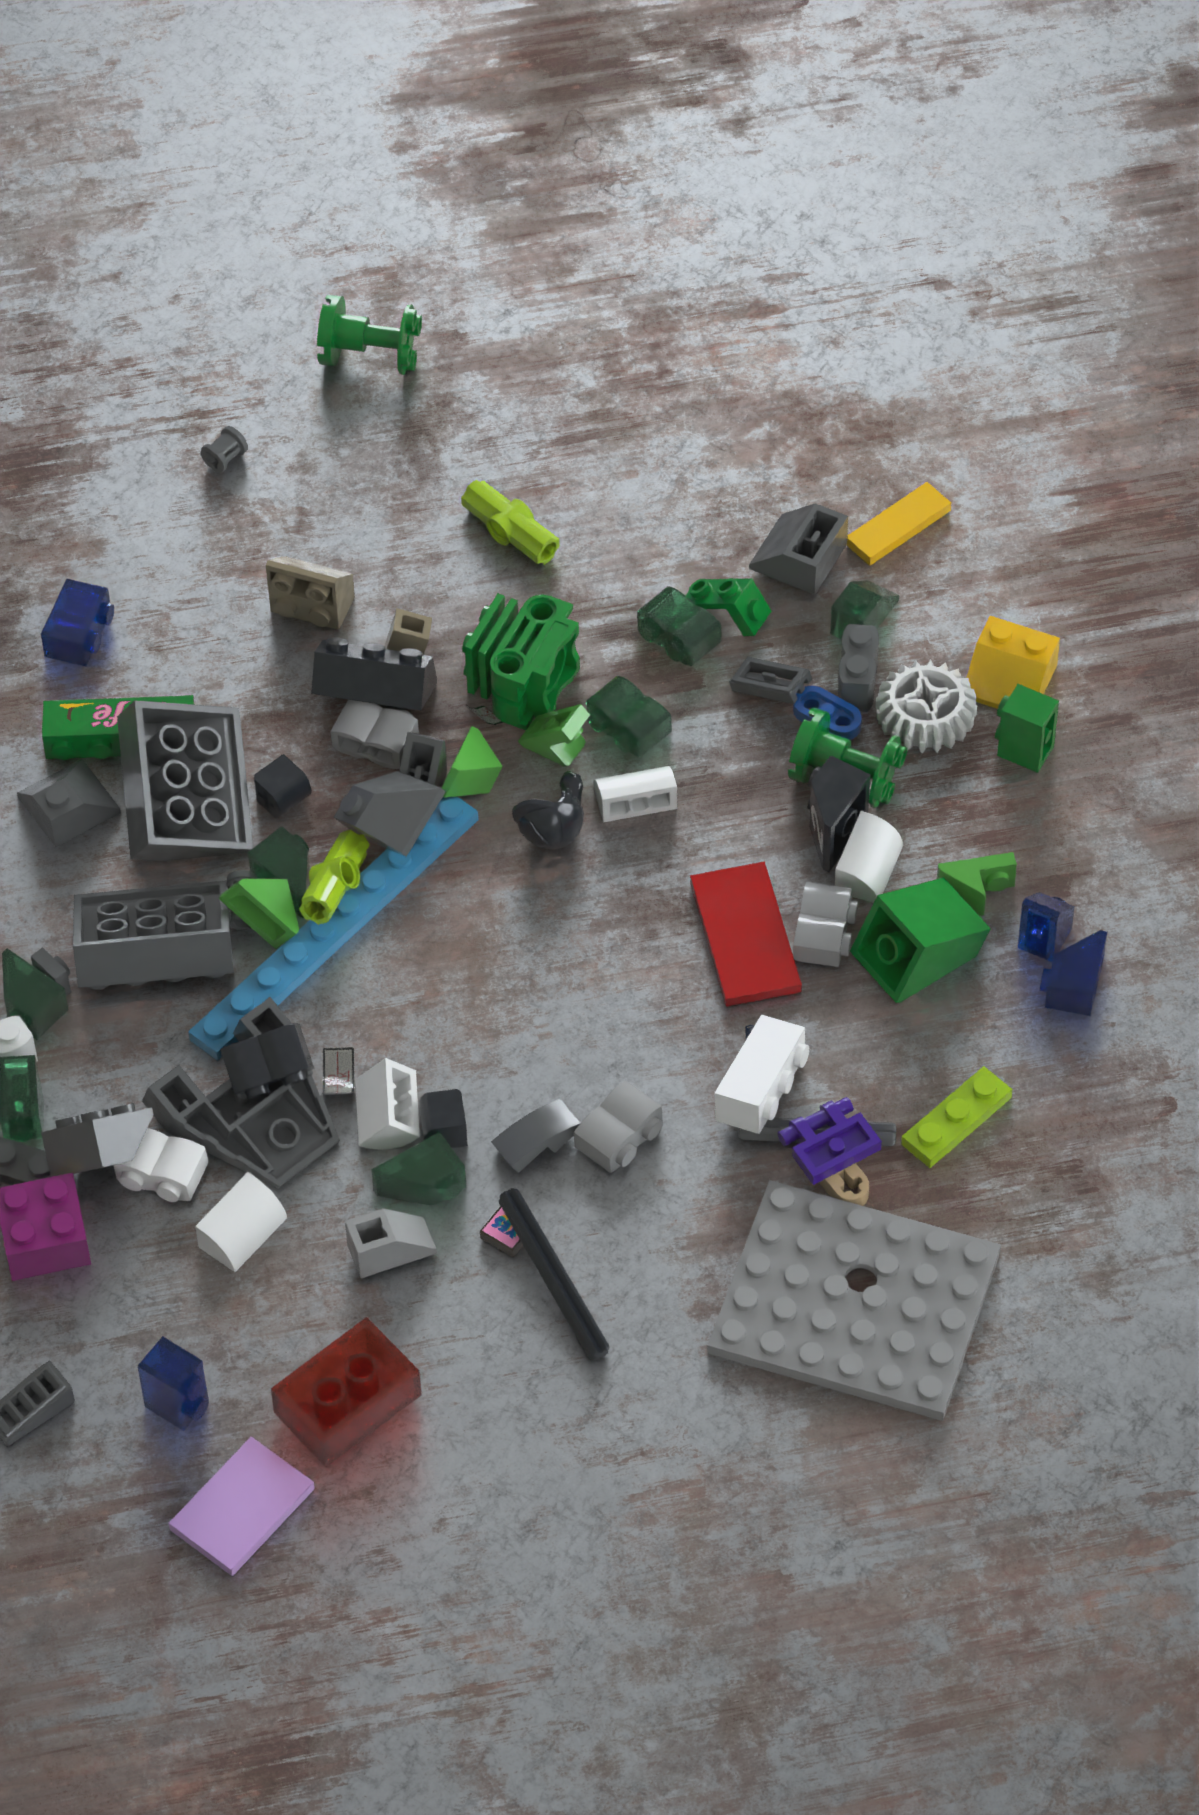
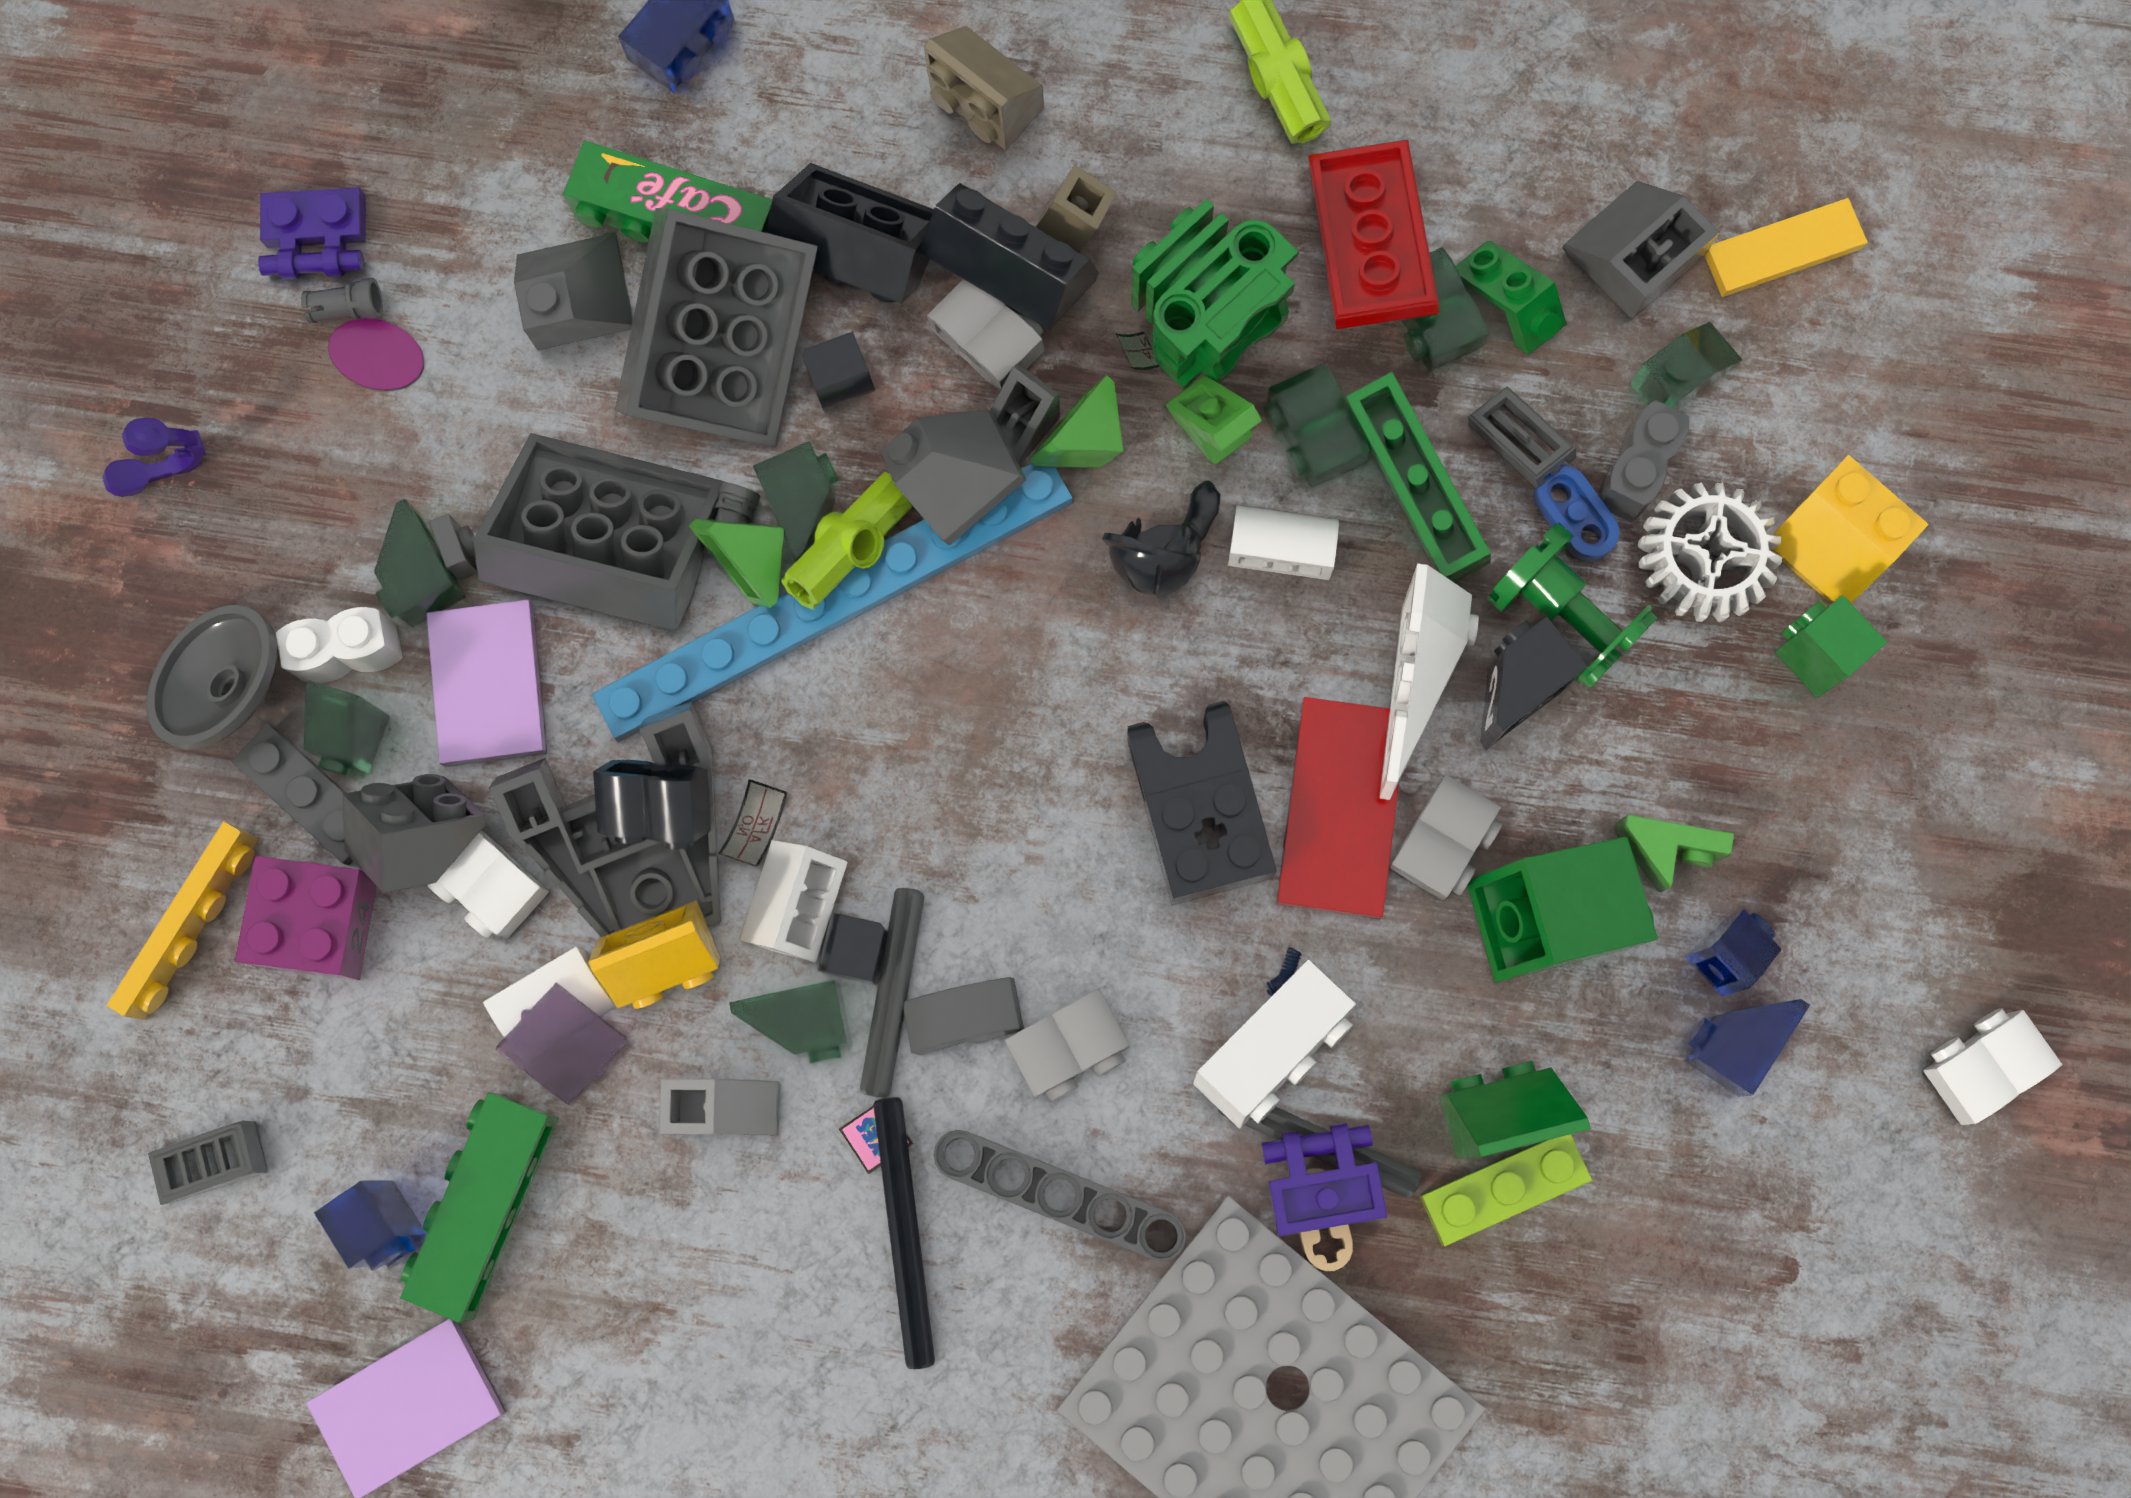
camera: 25 degrees right, 25 degrees up
(106, 1051) = (486, 683): none -> lavender tile
(243, 1359) = (478, 1207): none -> green brick
(260, 1240) = (561, 1043): none -> clear purple piece
(263, 702) = (859, 230): none -> black slope
(307, 1160) = (655, 956): none -> yellow slope
(346, 1391) = (578, 1313): clear red brick -> none
(480, 1139) = (892, 992): none -> dark grey axle
(617, 593) = (1373, 235): none -> red tile
(650, 960) = (1198, 793): none -> black brick
(669, 1205) = (1031, 1195): none -> dark grey beam
(714, 722) = (1418, 479): none -> green brick
(762, 817) = (1430, 644): none -> white wedge
(868, 857) = (1543, 758): white brick -> none
(938, 1061) = (1509, 1112): none -> green slope

